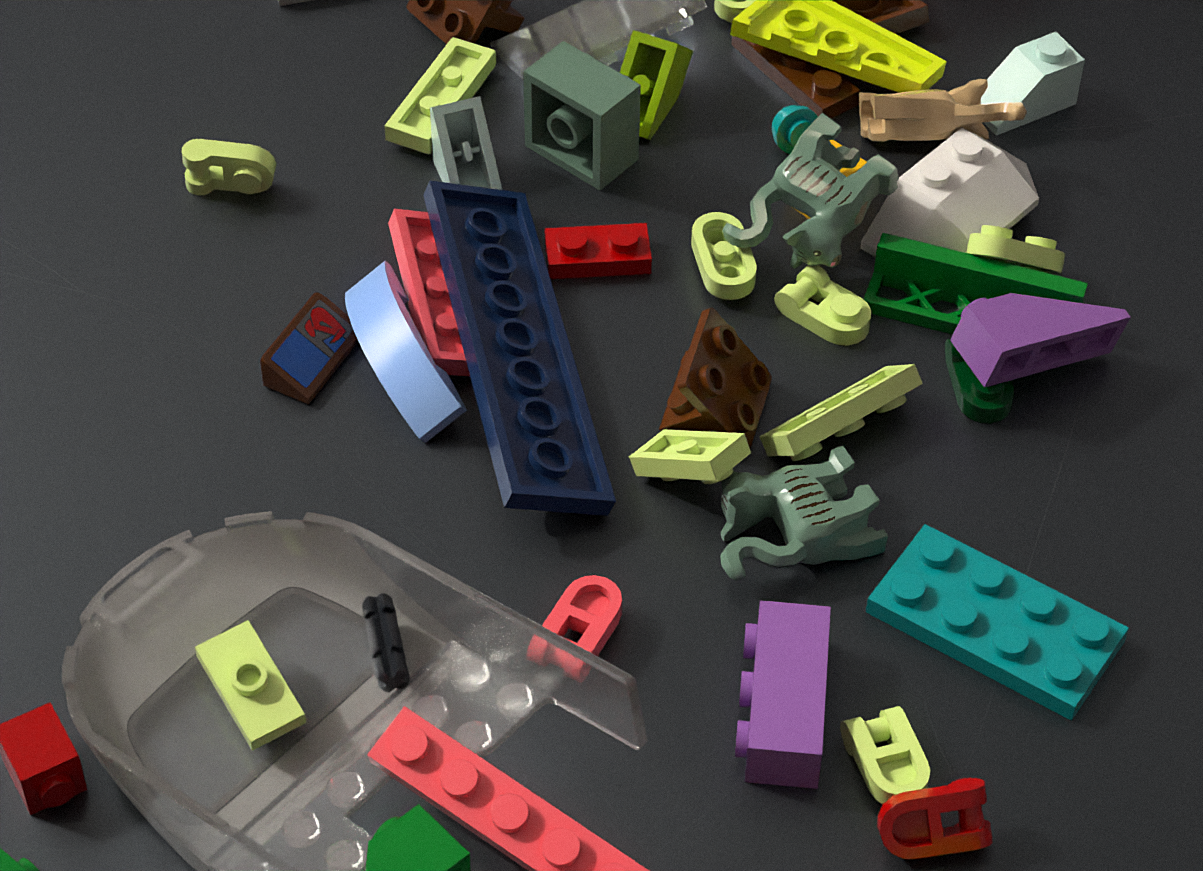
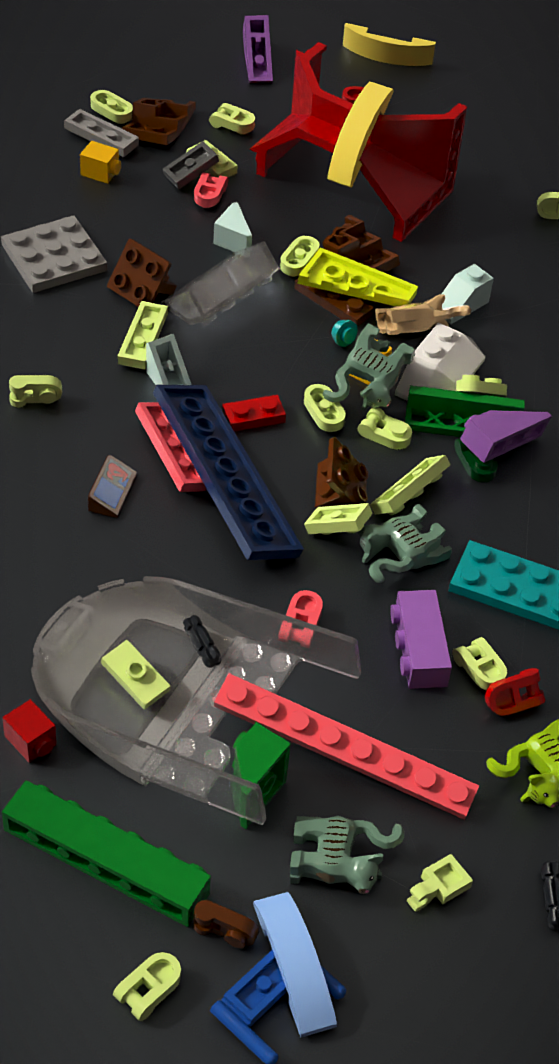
camera: 15 degrees left, 0 degrees up
(400, 355) = (163, 482): light blue slope -> none
(582, 115) = (229, 338): sand green brick -> none
(660, 71) = (257, 316): lime slope -> none

